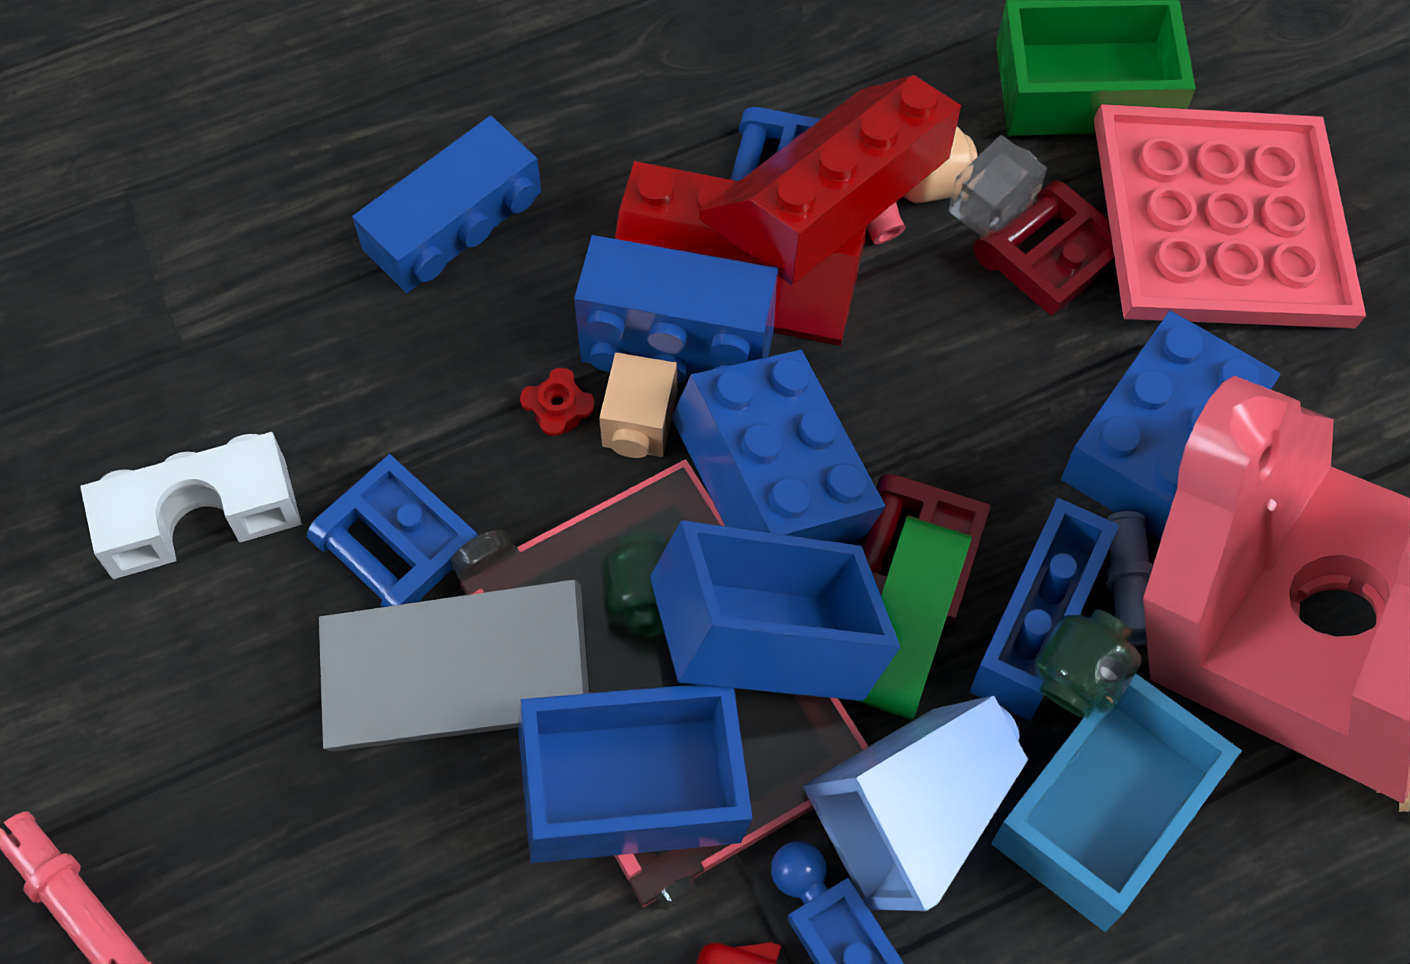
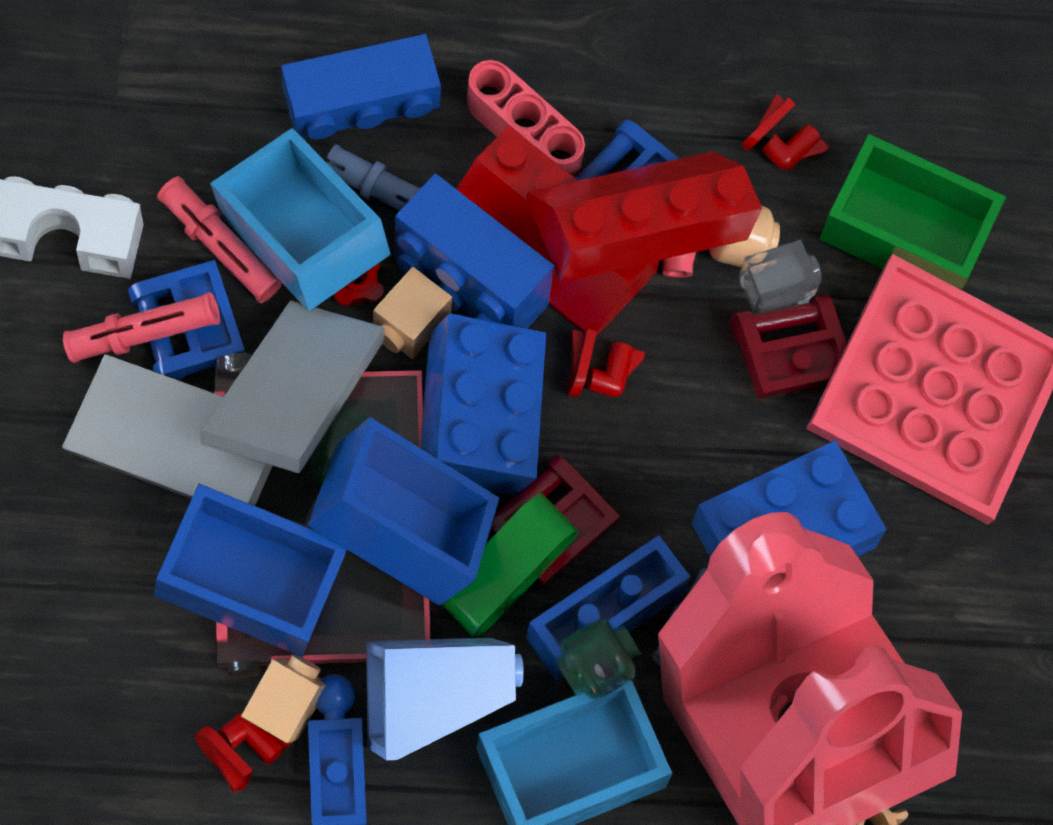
camera: 20 degrees right, 5 degrees up
(315, 410) = (205, 224): none -> coral pin
(326, 583) = (121, 333): none -> coral pin
(465, 360) = (301, 219): none -> dark azure piece
(514, 292) = (371, 179): none -> sand blue pin
(561, 544) = (293, 386): none -> light grey tile
(621, 139) = (519, 102): none -> coral beam
(750, 901) = (285, 698): none -> light nougat brick
(856, 382) = (612, 381): none -> red piece
(932, 57) = (802, 145): none -> red piece

